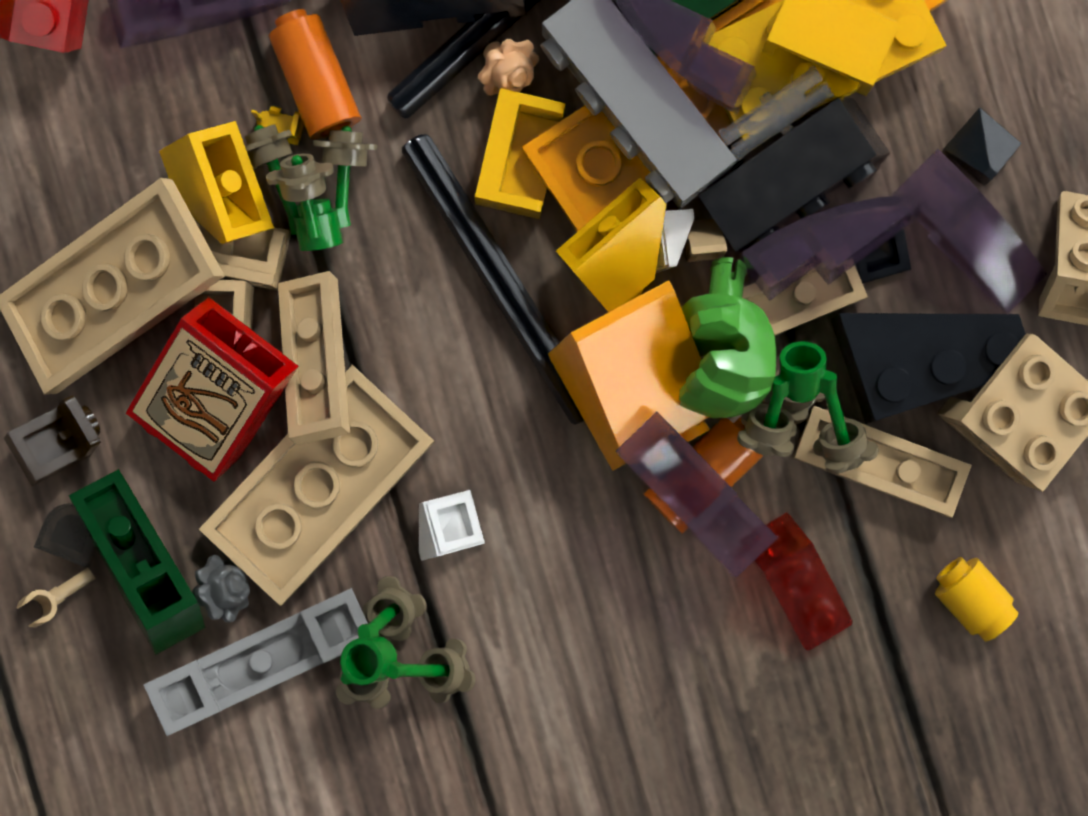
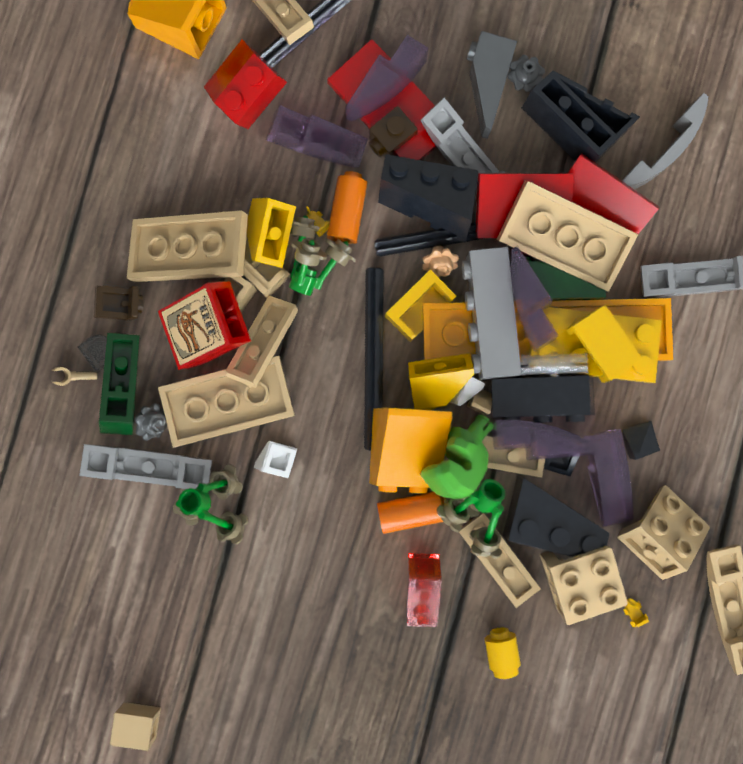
camera: 30 degrees right, 0 degrees up
(696, 495) = (400, 522): slope -> none

